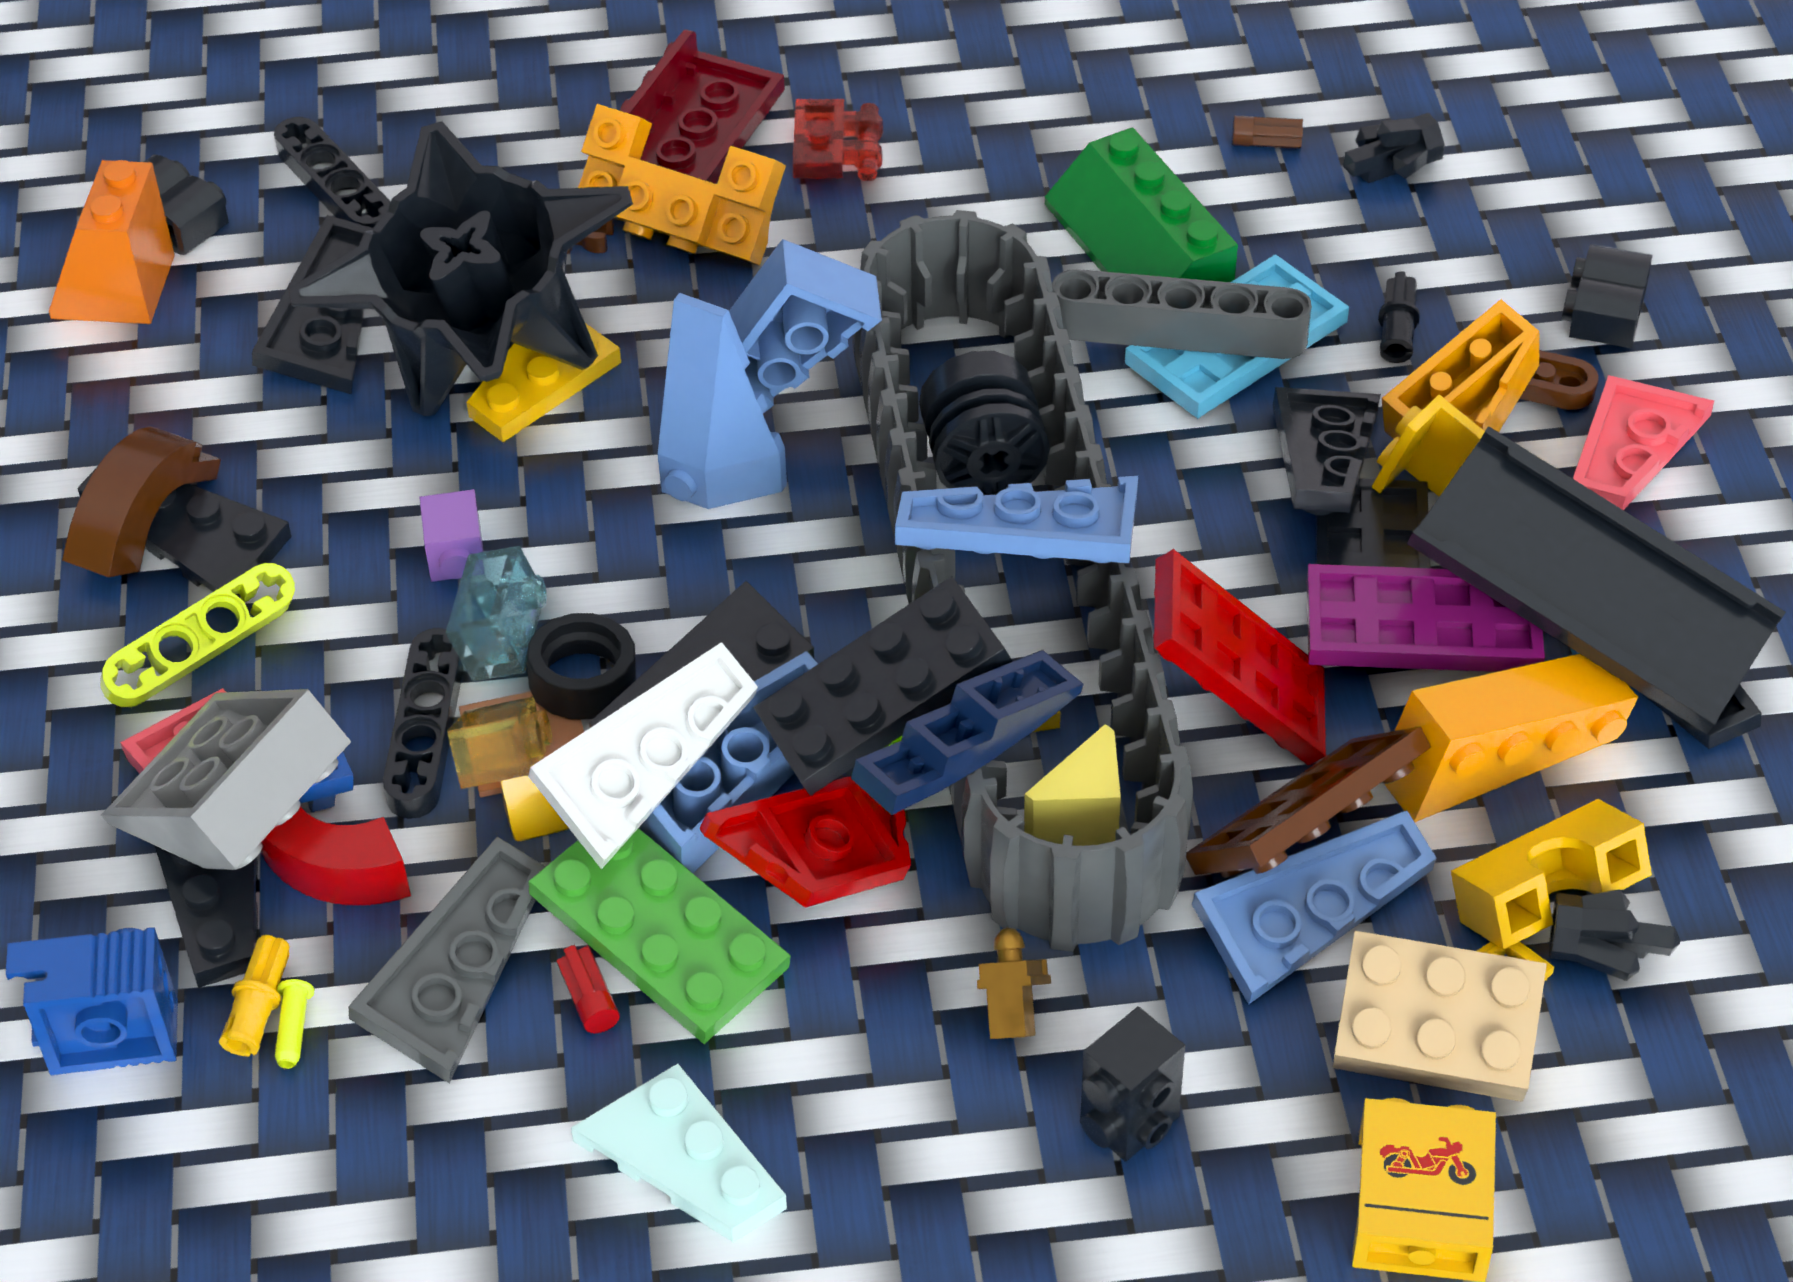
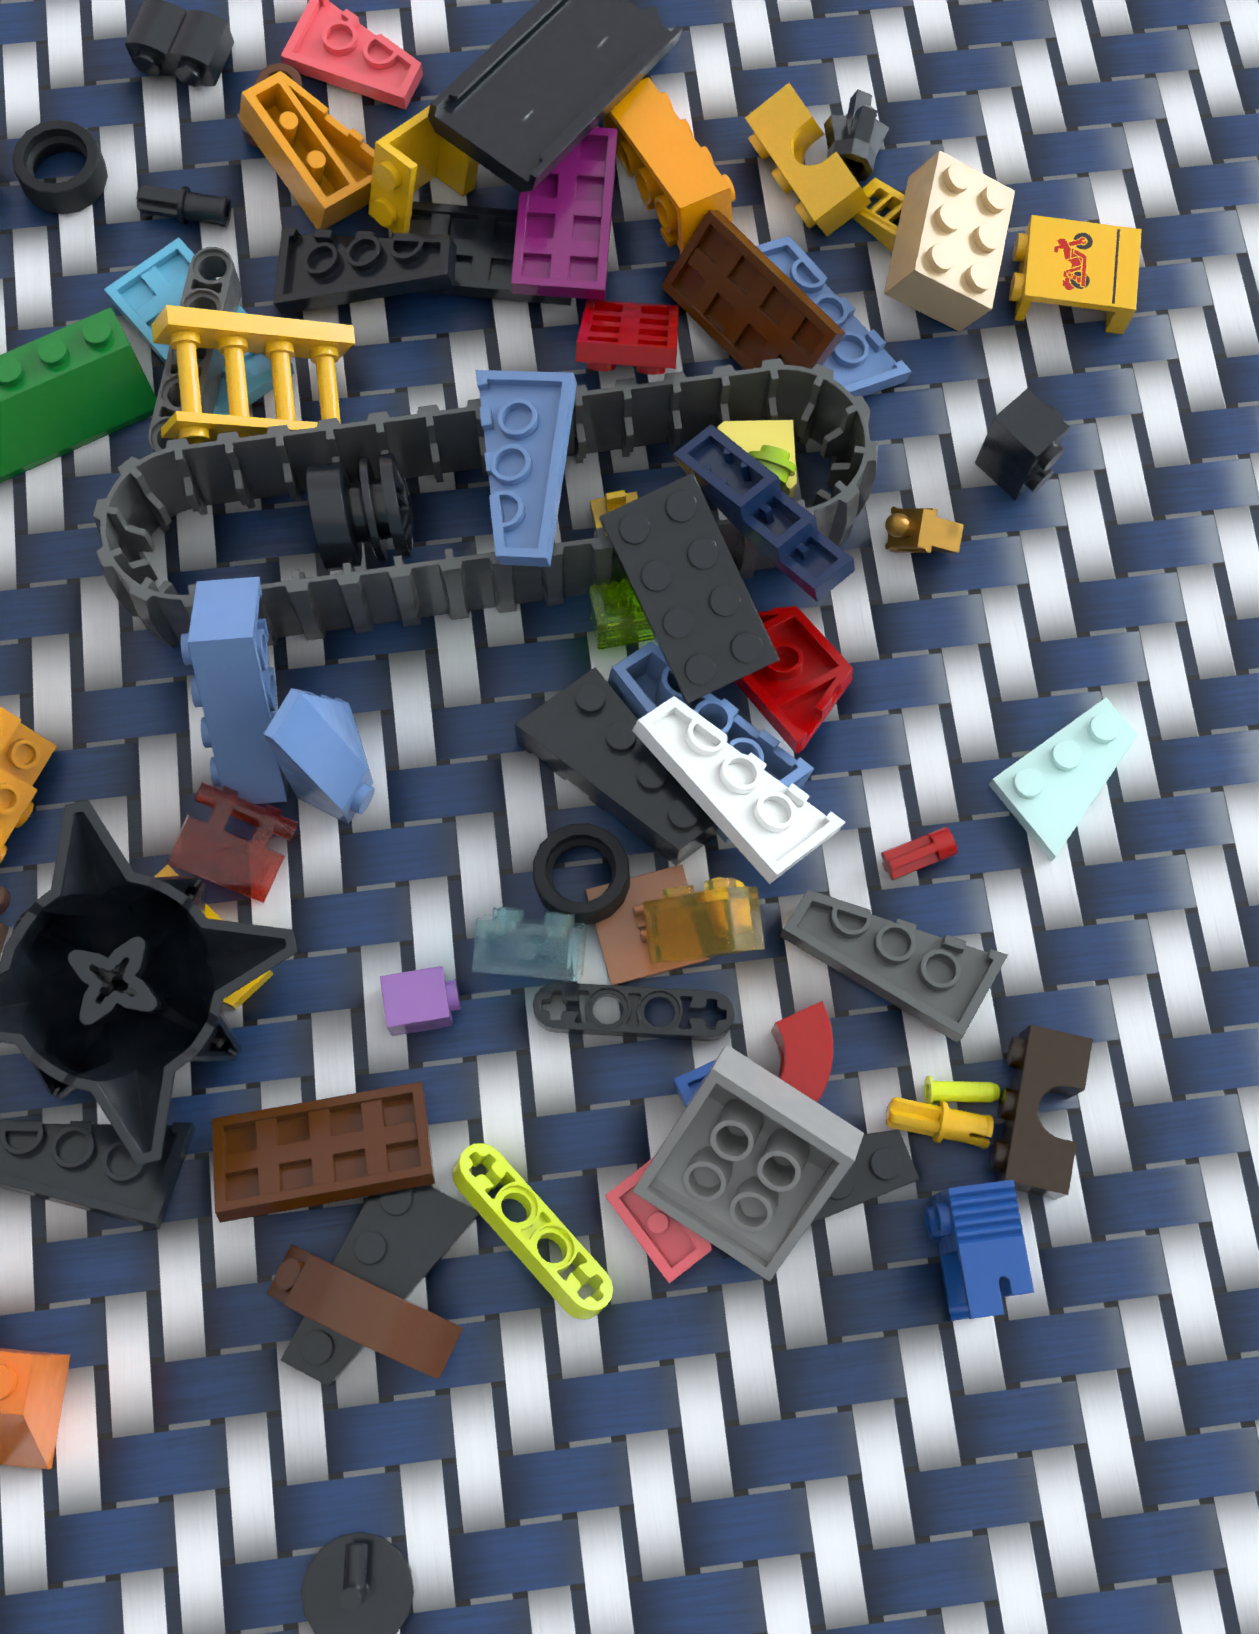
camera: 95 degrees left, 25 degrees up
(205, 1076) = (1028, 1153): none -> dark brown arch
(304, 466) = (321, 1152): none -> reddish brown plate
(617, 384) = (227, 857): none -> clear red plate
(663, 931) = (876, 788): bright green plate -> none
(1042, 756) = (777, 461): none -> lime plate
(1197, 365) = (234, 336): none -> yellow fence
(1429, 241) = (54, 138): none -> black tyre

